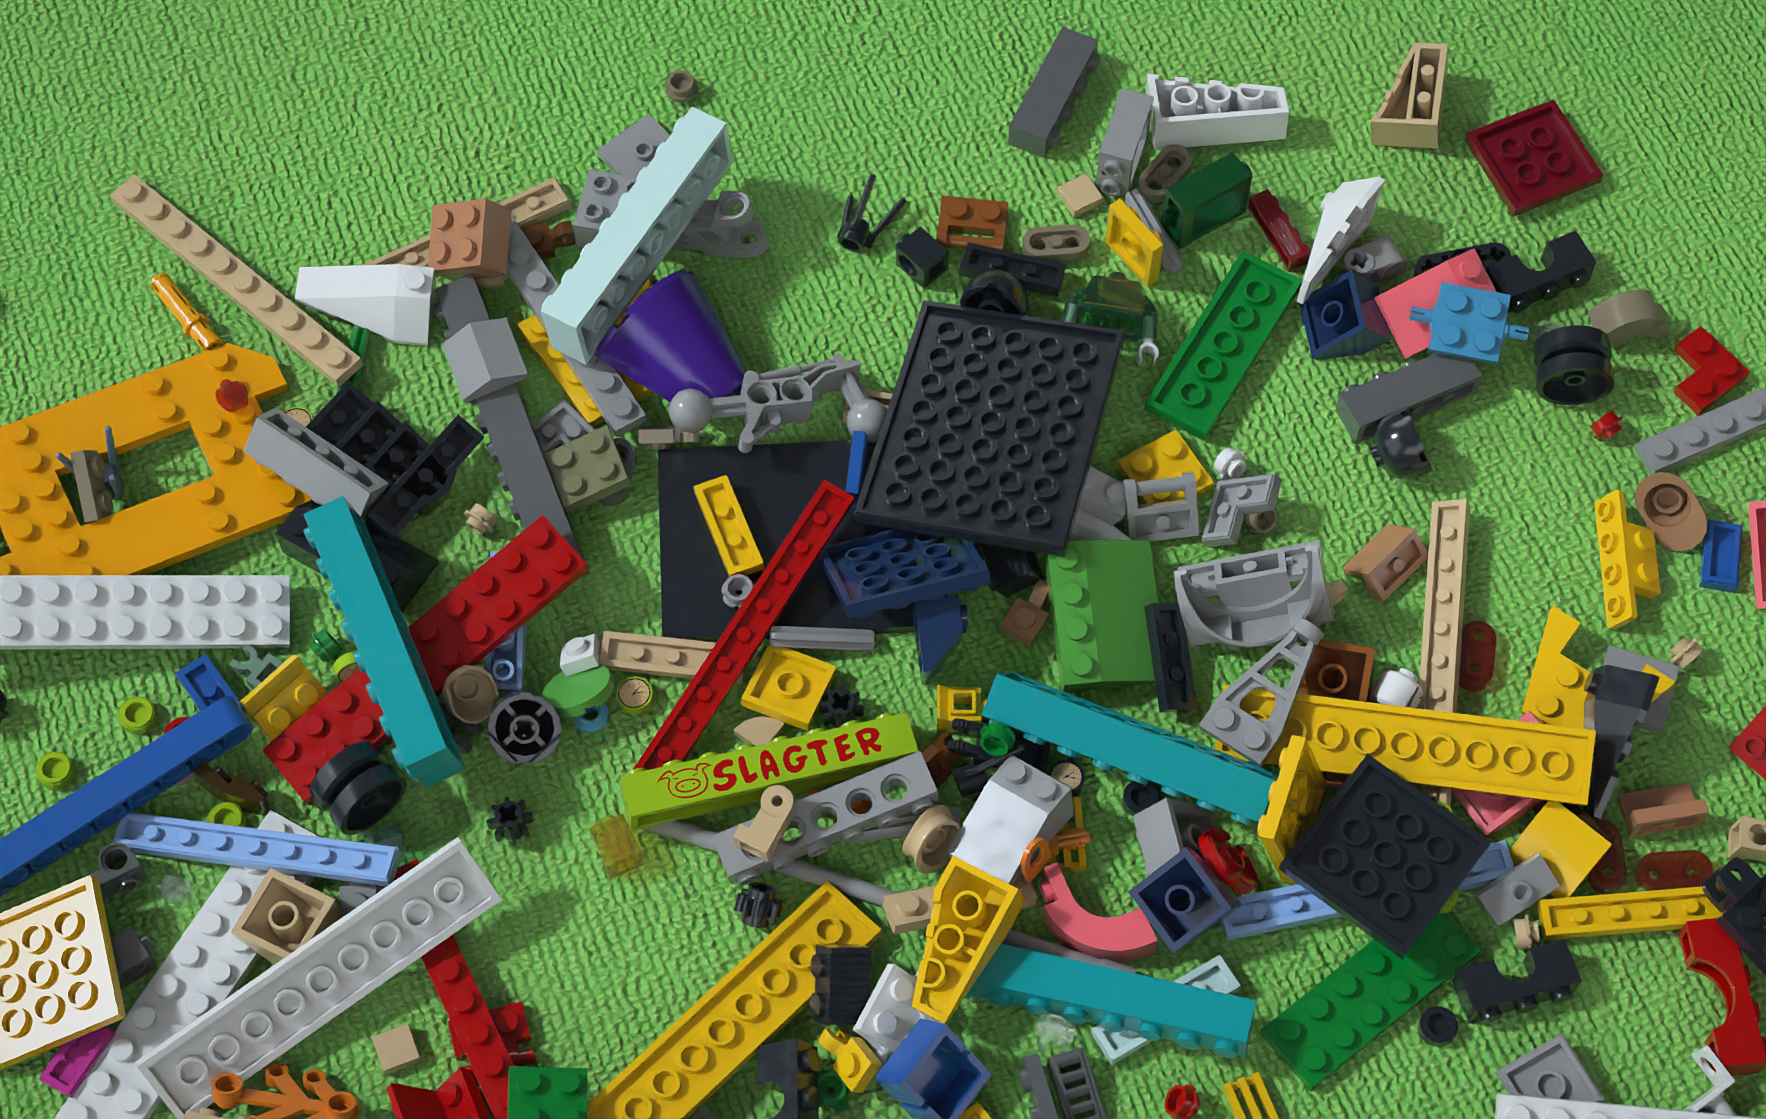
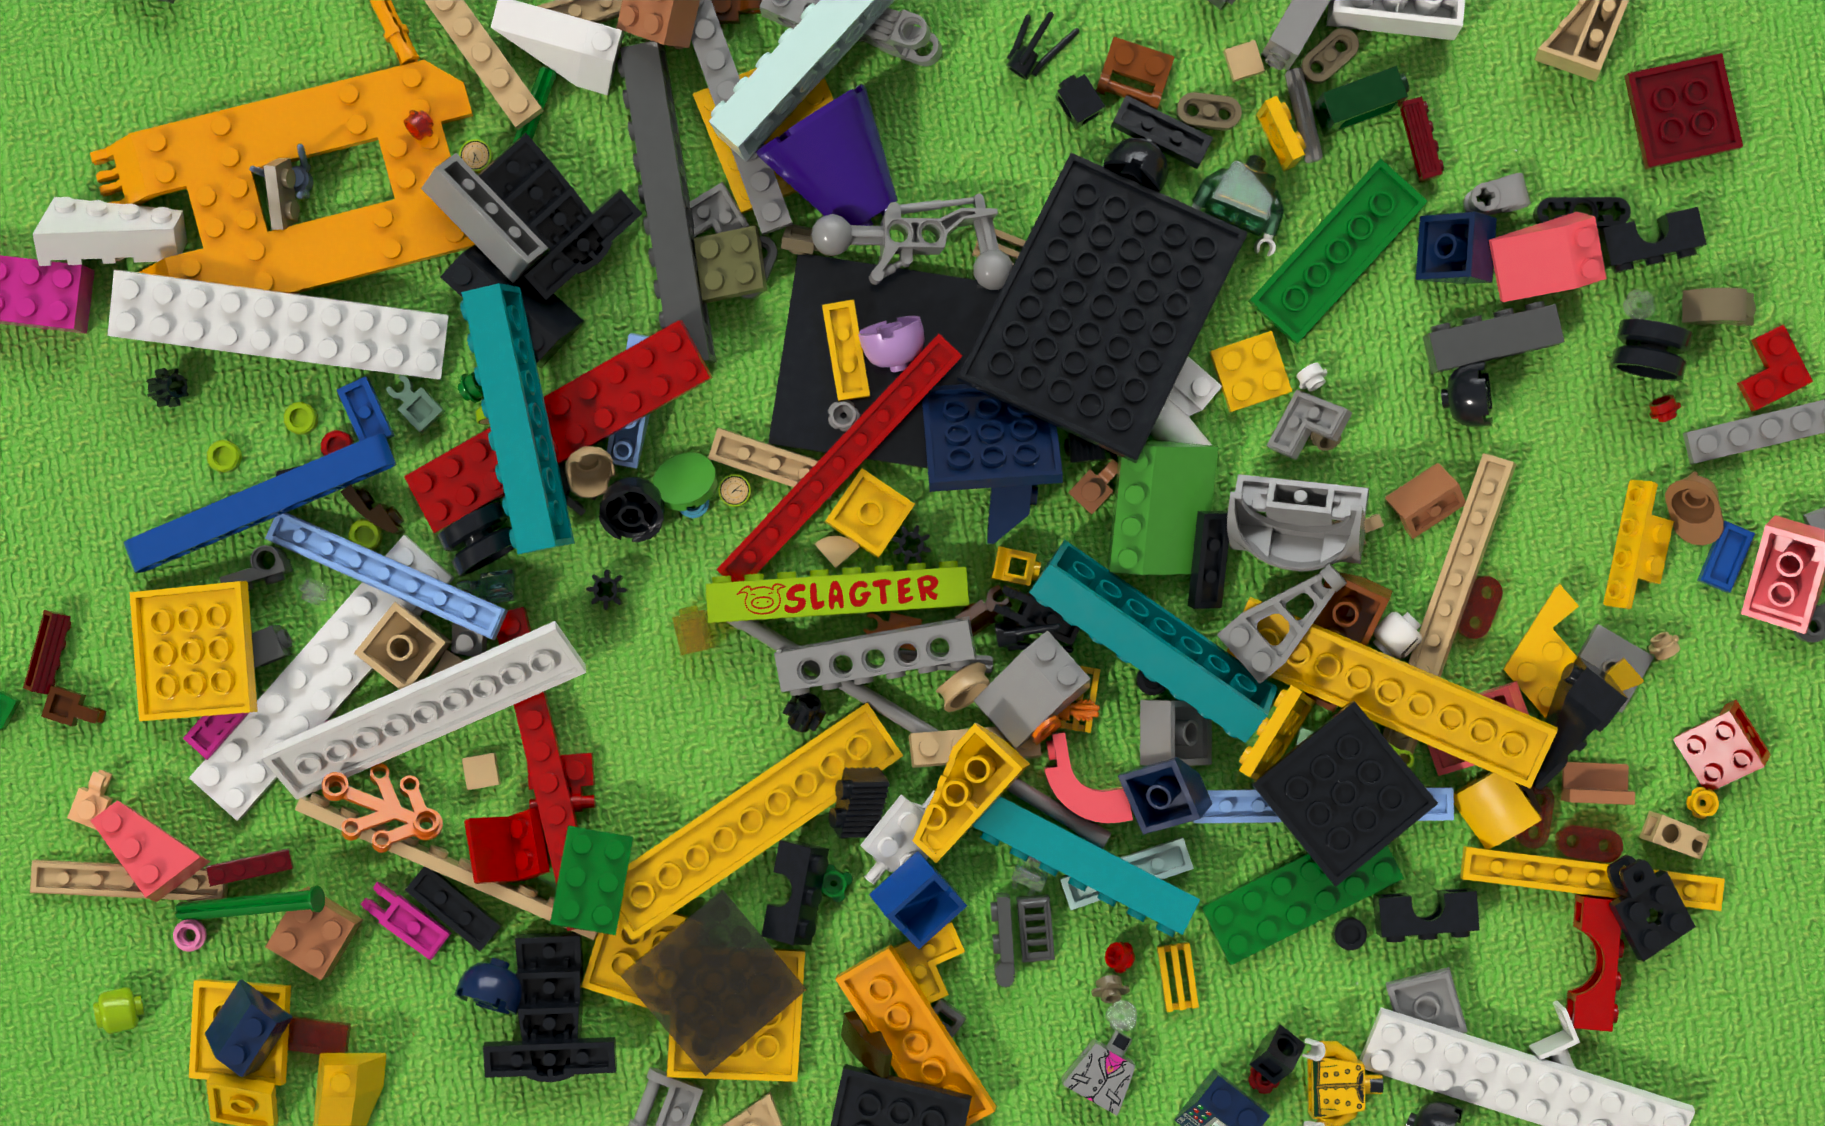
camera: 15 degrees right, 25 degrees up
(283, 697) = (428, 434): yellow plate -> none
(480, 520) = (626, 291): tan plate -> none
(484, 358) = (654, 135): light grey slope -> none
(580, 654) = (693, 445): white plate -> none
(769, 824) = (831, 651): tan leg -> none
(776, 506) = (893, 343): none -> lavender cylinder
(822, 638) = (895, 472): light grey axle -> none
(855, 1059) = (856, 866): yellow plate -> none
(857, 465) = (972, 317): blue tile -> none
(997, 738) = (1038, 616): green plate -> none
(1069, 774) = (1090, 651): tile -> none
(1161, 519) = (1237, 420): light grey plate -> none
(1228, 862) = (1211, 760): red tile -> none
(1343, 221) = (1476, 151): white wedge -> none
(1469, 323) = (1567, 291): dark azure plate -> none
(1517, 889) = (1450, 834): light grey plate -> none
(1526, 933) = (1447, 872): tan plate -> none

